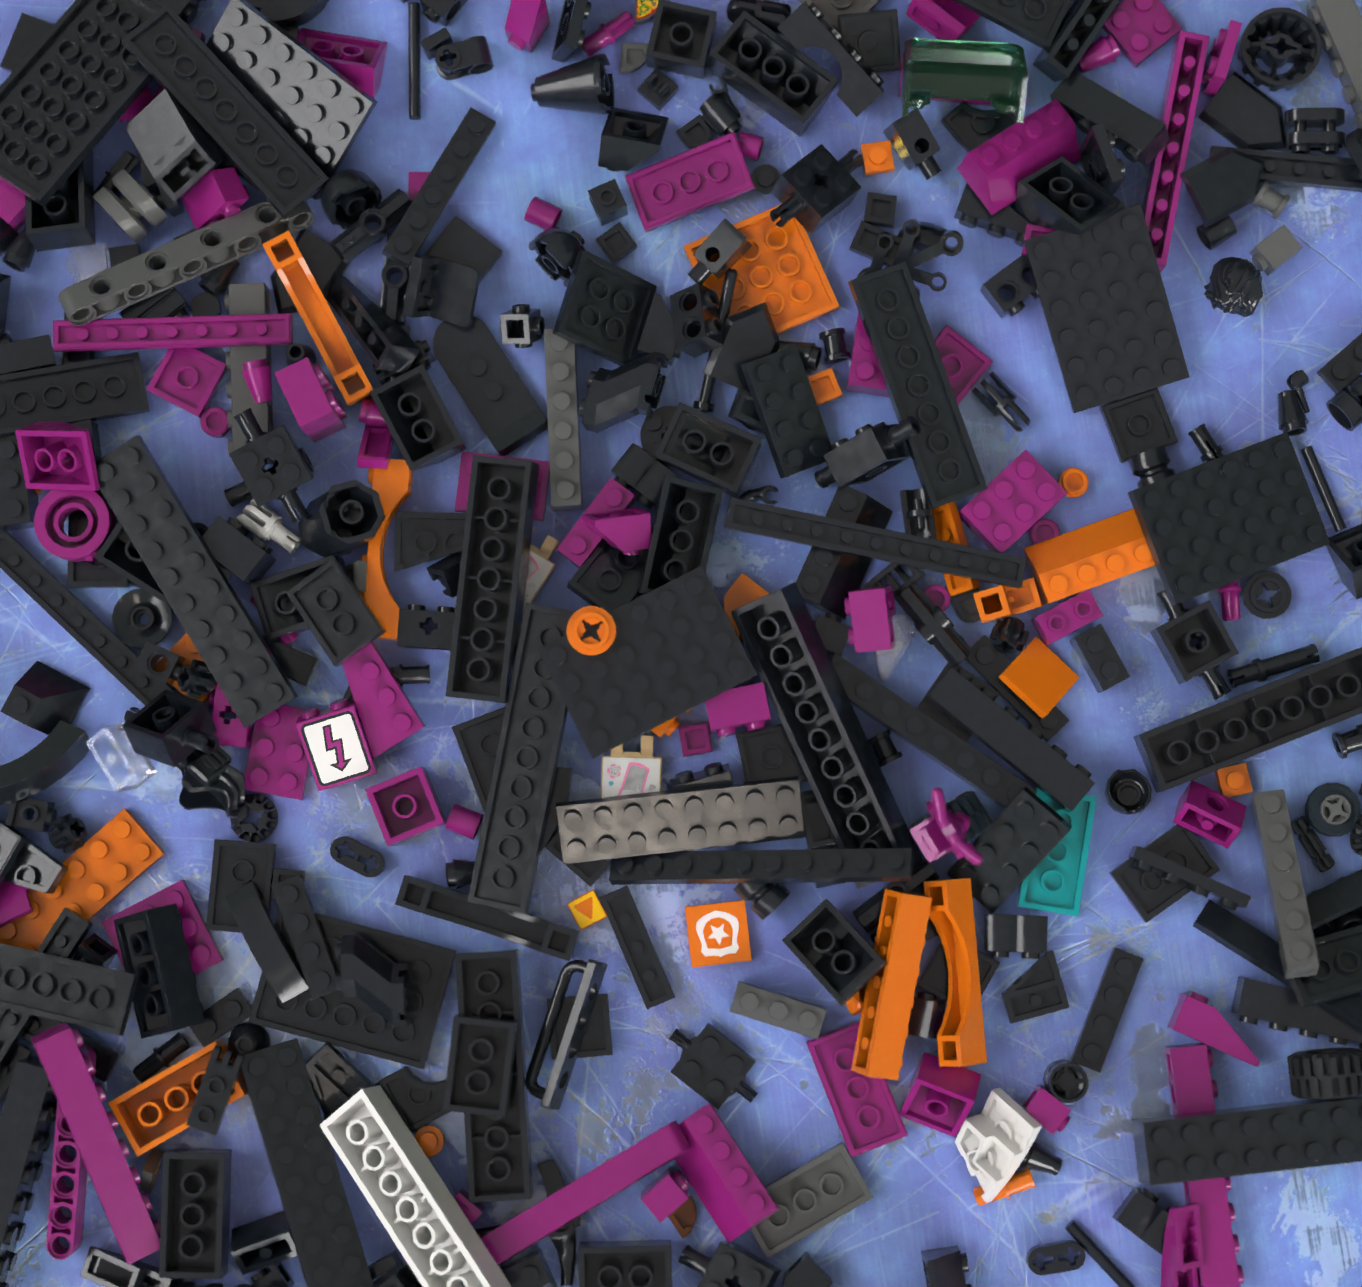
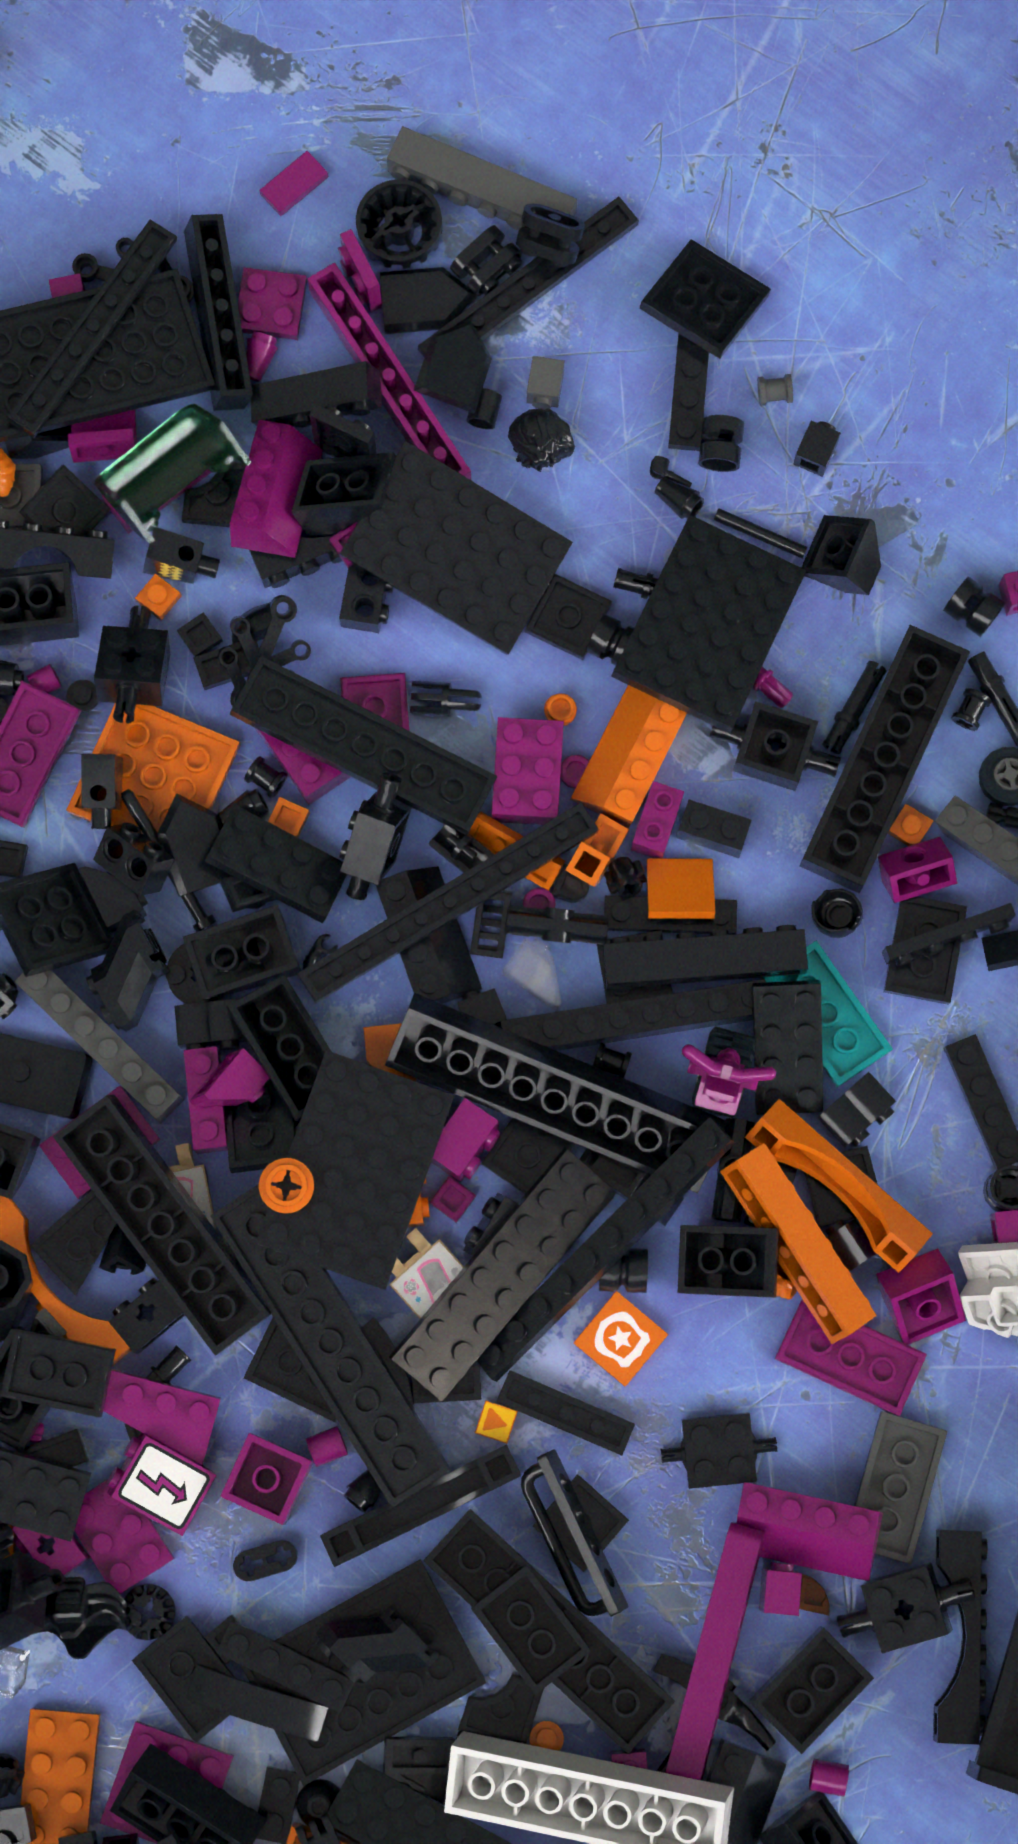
camera: 50 degrees left, 5 degrees down
(778, 1010) = (727, 1353): dark grey brick -> none
(871, 618) = (503, 965): magenta brick -> none
(1036, 991) = (917, 1140): black wing -> none
(1271, 200) = (504, 346): dark grey bush -> none
(1271, 581) = (790, 643): black gear -> none

